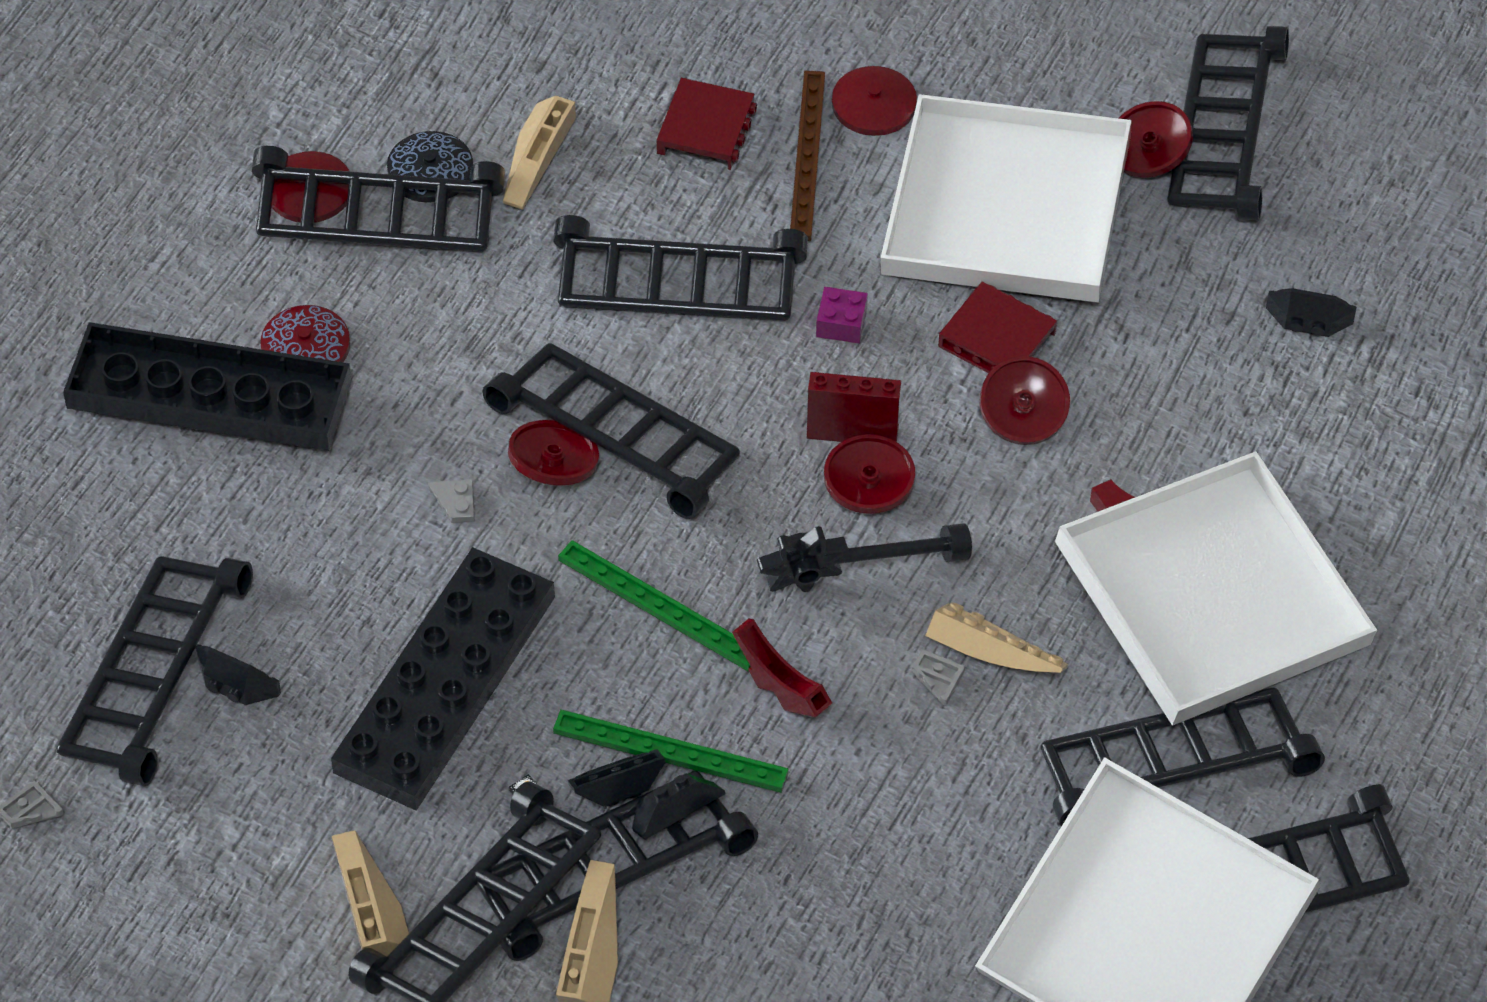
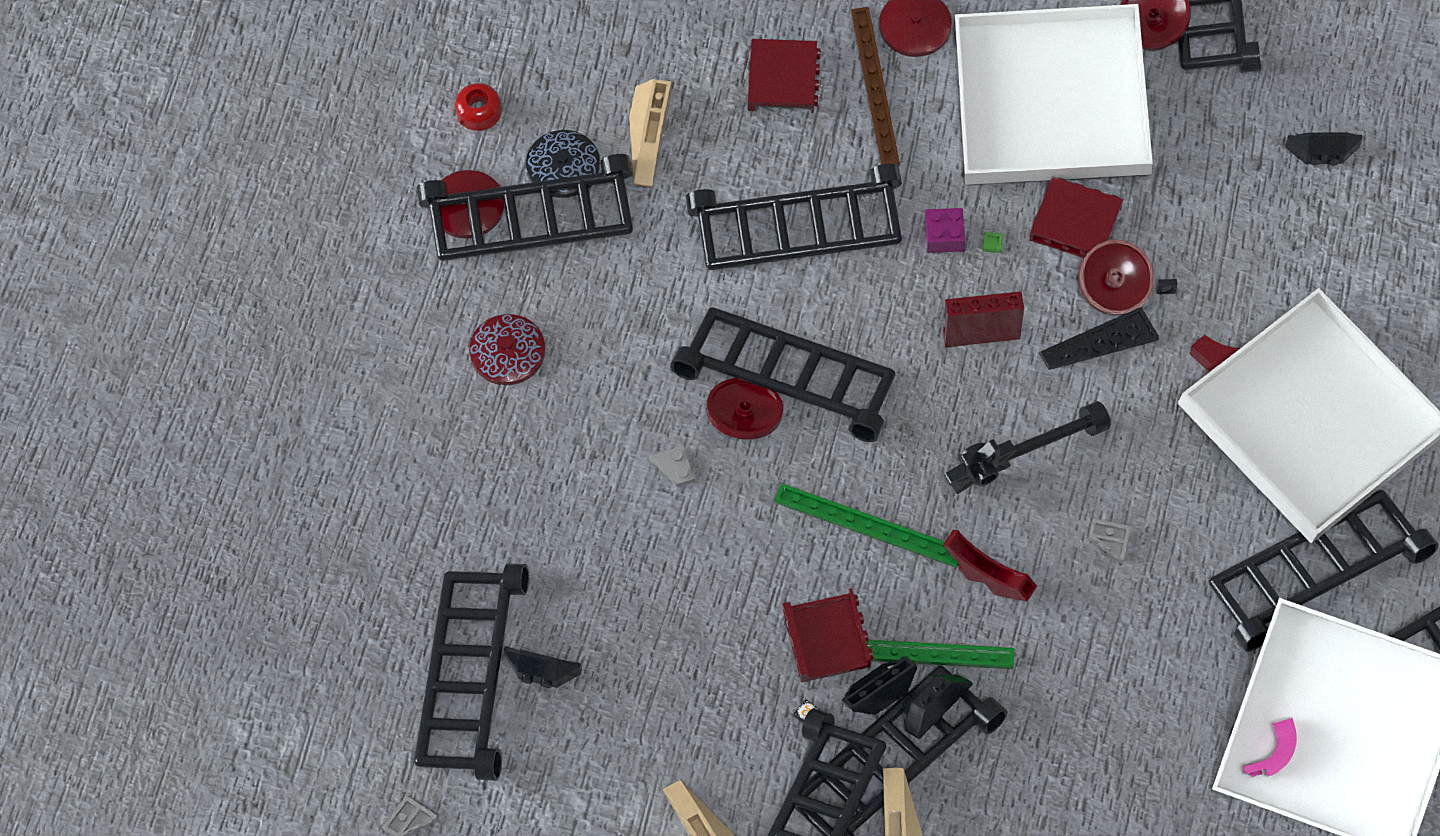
camera: 10 degrees left, 10 degrees up
(208, 386) = (441, 410): black plate -> none
(353, 101) = (478, 118): none -> red piece
(443, 678) = (713, 630): black plate -> none
(572, 711) = (827, 636): none -> dark red panel
(869, 474) = (1008, 371): dark red dish -> none
(894, 340) = (992, 242): none -> bright green tile
(988, 642) = (1144, 500): tan wedge -> none
(1002, 463) = (1110, 337): none -> black wing
(1068, 943) = (1286, 745): none -> dark pink arch
(1082, 422) = (1166, 286): none -> black tile

